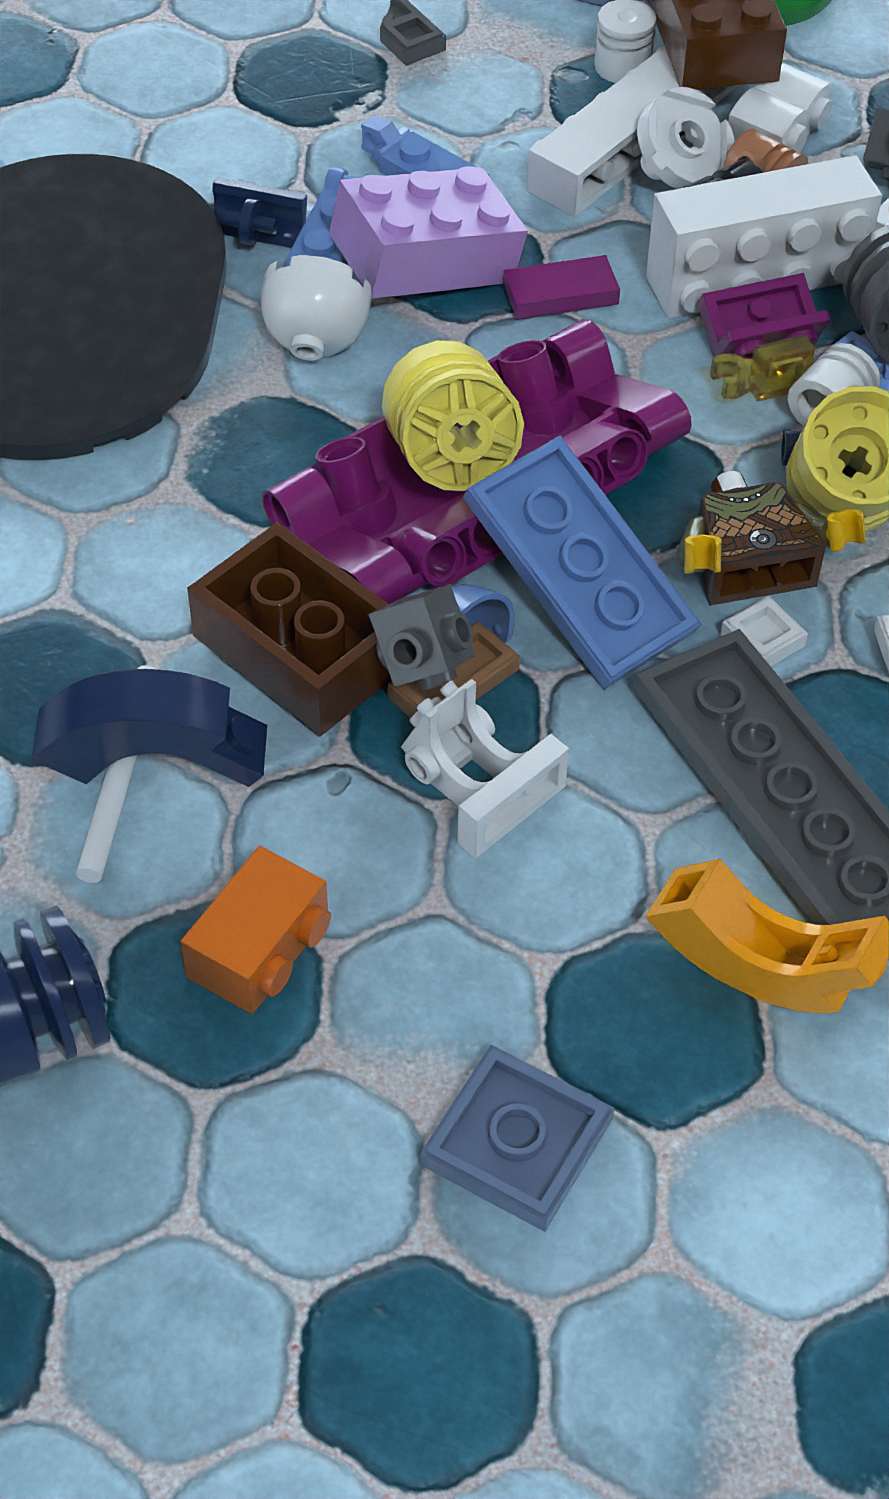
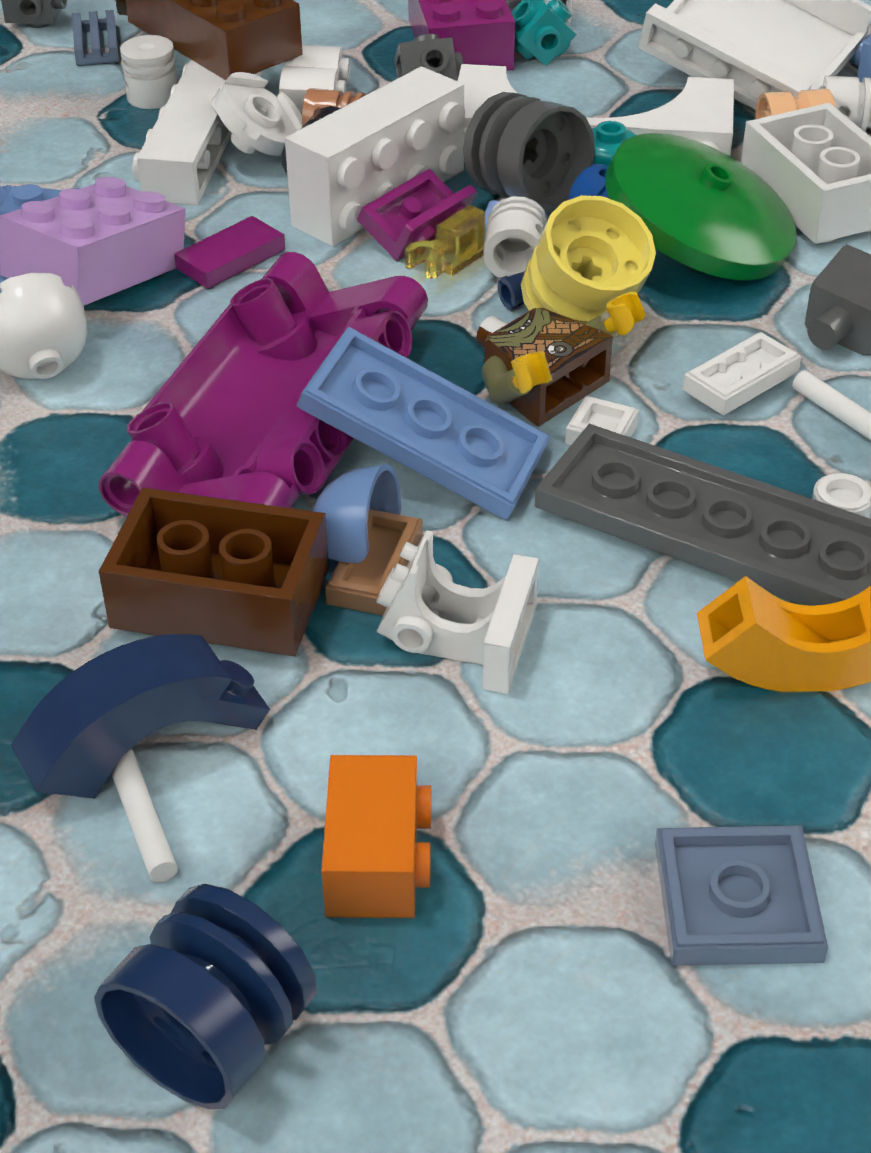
camera: 30 degrees left, 10 degrees down
(423, 638) = (360, 492): dark grey brick -> none
(433, 392) = (238, 348): light yellow wheel -> none

